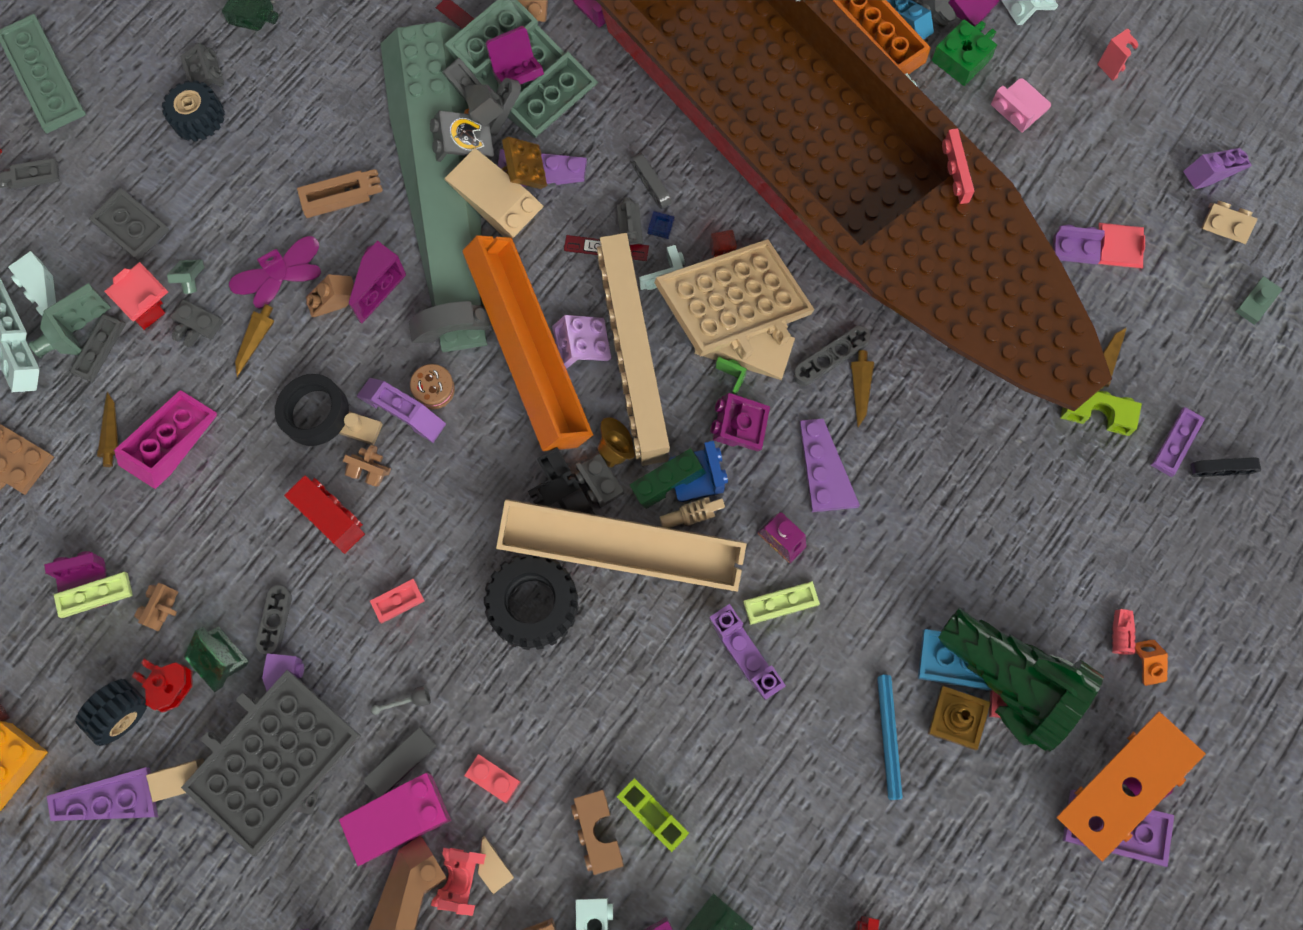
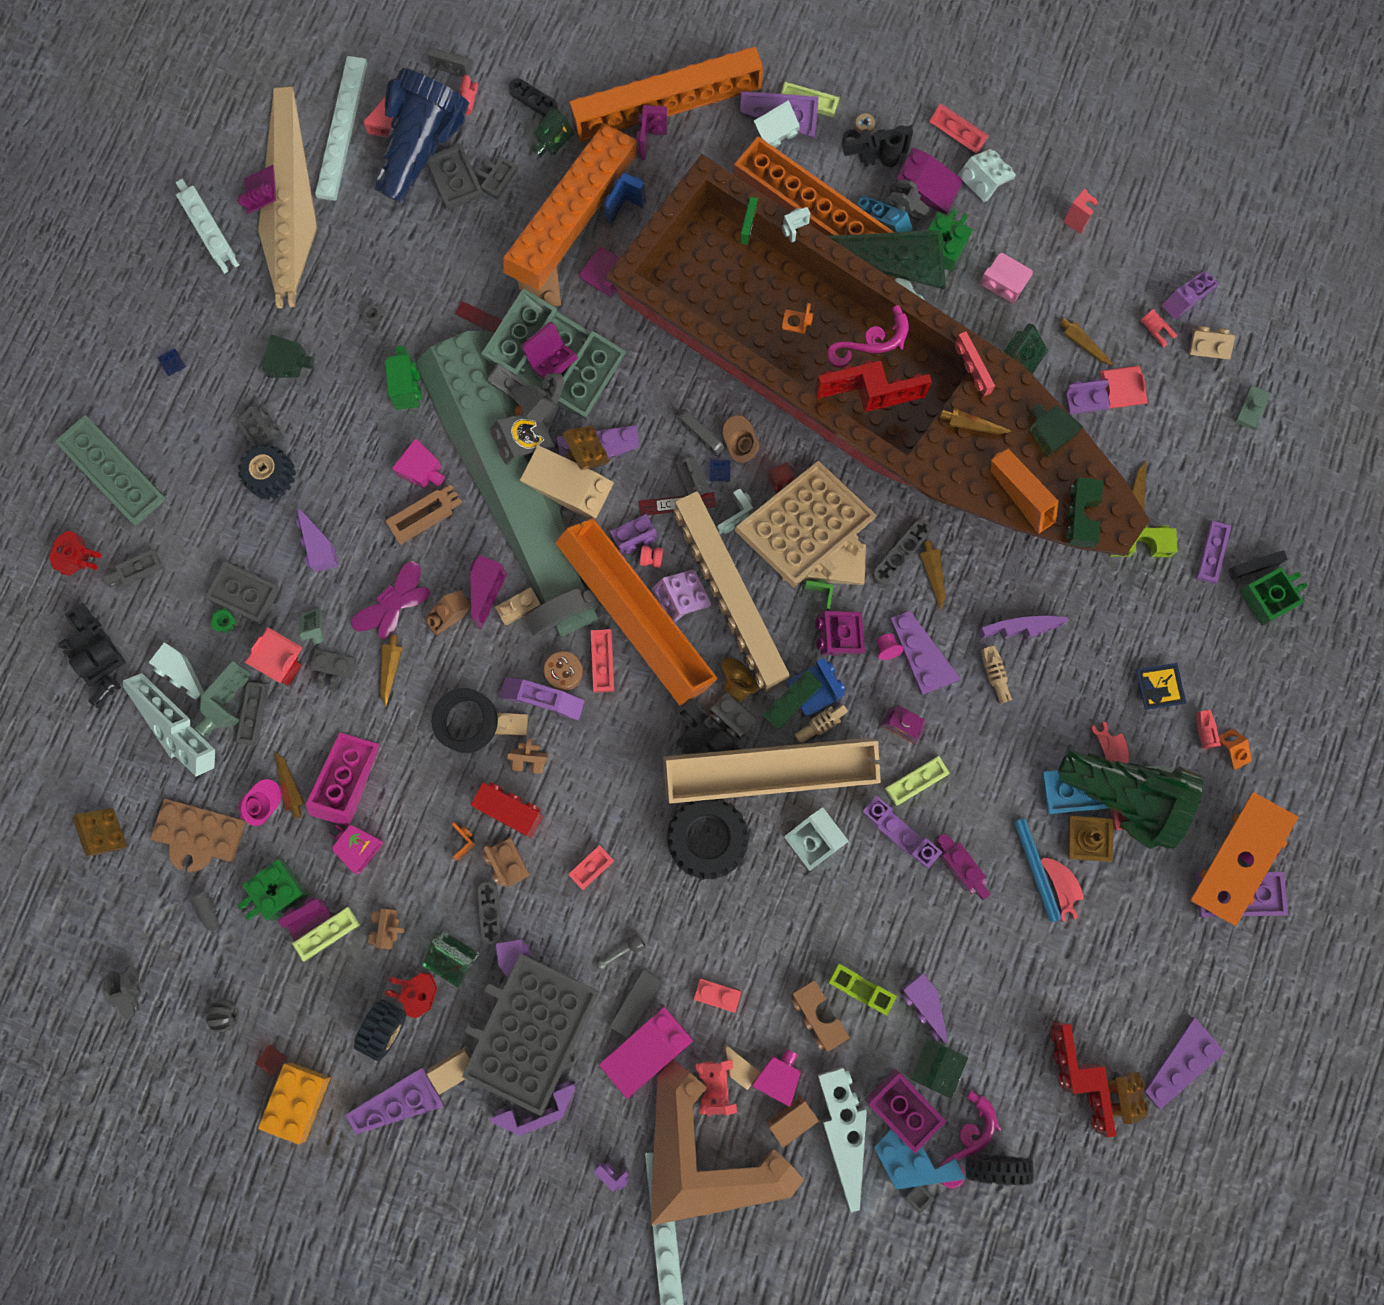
camera: 15 degrees left, 5 degrees up
(52, 534) = (261, 891): none -> green hinge
(72, 438) = (259, 802): none -> dark pink piece
(96, 244) = (218, 620): none -> green animal
(154, 512) = (354, 847): none -> dark pink torso
(220, 201) = (320, 551): none -> medium lavender slope
(221, 852) = (508, 1119): none -> medium lavender slope
(274, 542) = (466, 834): none -> orange bracket
(306, 571) = (506, 863): none -> medium nougat bracket
(348, 143) = (418, 466): none -> dark pink torso
(359, 54) = (403, 380): none -> green hinge
(404, 309) = (518, 606): none -> tan plate
(477, 386) = (602, 661): none -> coral plate
(532, 890) = (779, 1078): none -> dark pink torso
(550, 267) = (634, 534): none -> medium lavender bracket
(561, 292) = (646, 556): none -> coral wheel
(651, 635) = (816, 838): none -> light aqua slope
(691, 196) = (740, 438): none -> medium nougat piece
(722, 848) = (926, 1001): none -> medium lavender slope
(788, 78) = (805, 319): none -> orange bracket
(789, 451) = (888, 647): none -> dark pink piece
(805, 709) = (962, 866): none -> magenta hinge
(837, 152) = (872, 385): none -> red bracket
(851, 123) = (871, 346): none -> dark pink plant
(900, 509) = (996, 673): none -> tan hinge
(915, 50) = (901, 254): none -> clear green wing
(917, 762) = (1065, 885): none -> coral piece
(931, 222) = (967, 421): none -> pearl gold bar
(949, 466) = (1030, 626): none -> medium lavender slope
(980, 310) = (1025, 490): none -> orange slope
(1010, 621) = (1113, 747): none -> coral piece
(1027, 176) = (1027, 348): none -> clear green bracket
(1028, 253) = (1053, 428): none -> clear green torso
(1033, 368) = (1081, 530): none -> dark green arch
(1082, 570) = (1160, 686): none -> piece
(1086, 184) = (1078, 335): none -> pearl gold bar
(1171, 189) = (1156, 324): none -> coral hinge
(1235, 503) = (1277, 583): none -> green hinge

